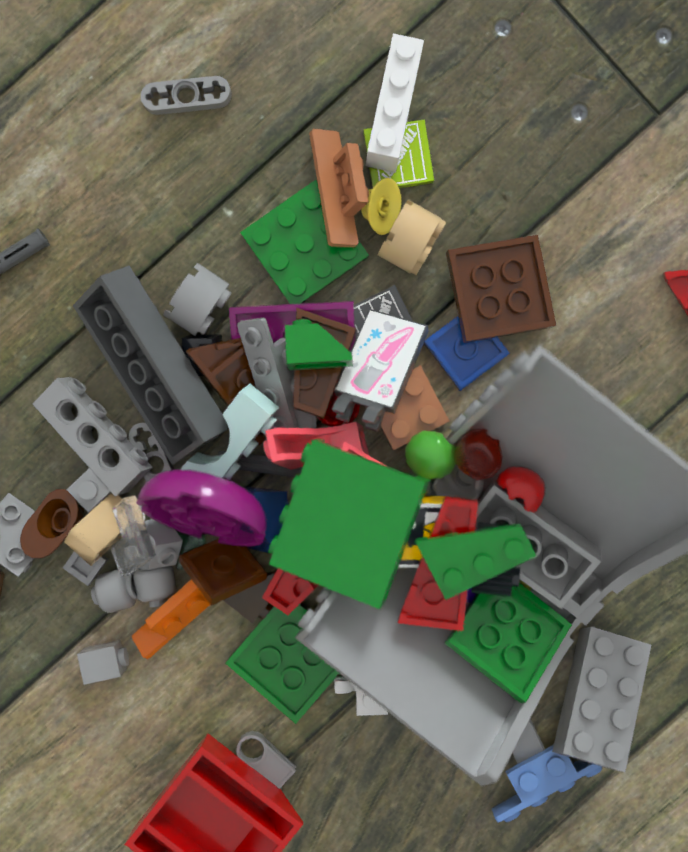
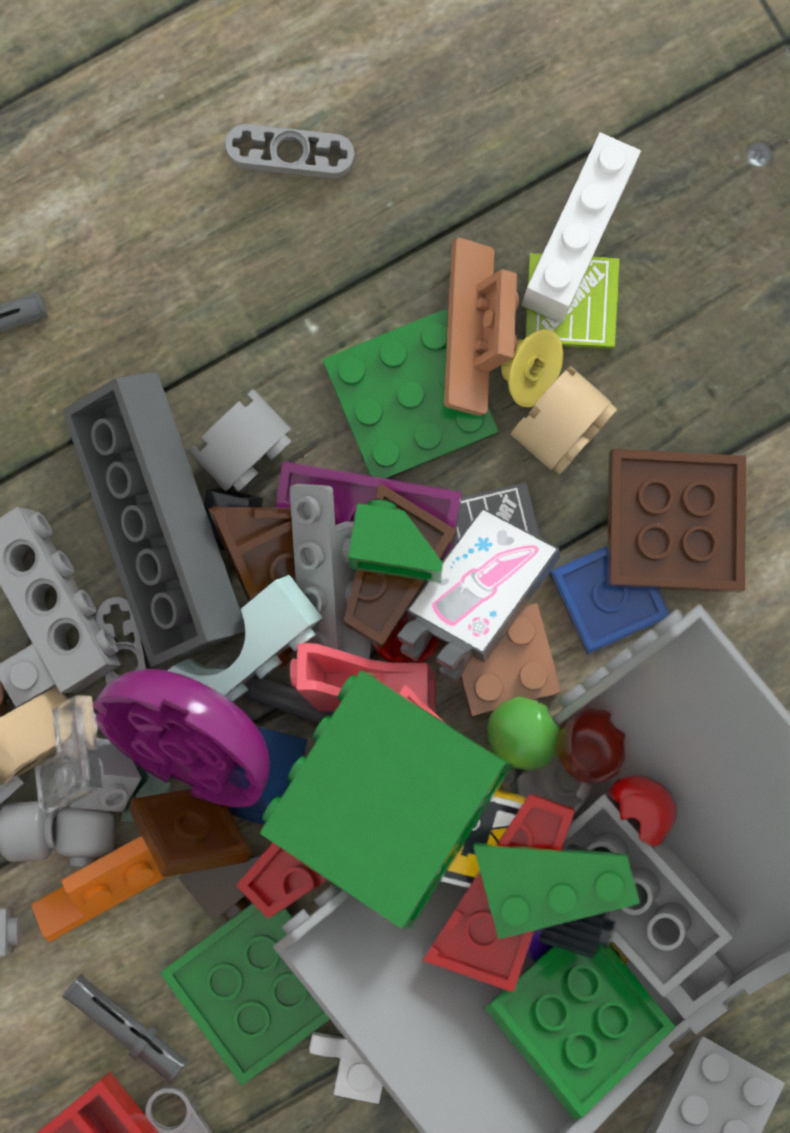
camera: 15 degrees right, 5 degrees down
(179, 688) = (125, 1028): none -> dark grey pin

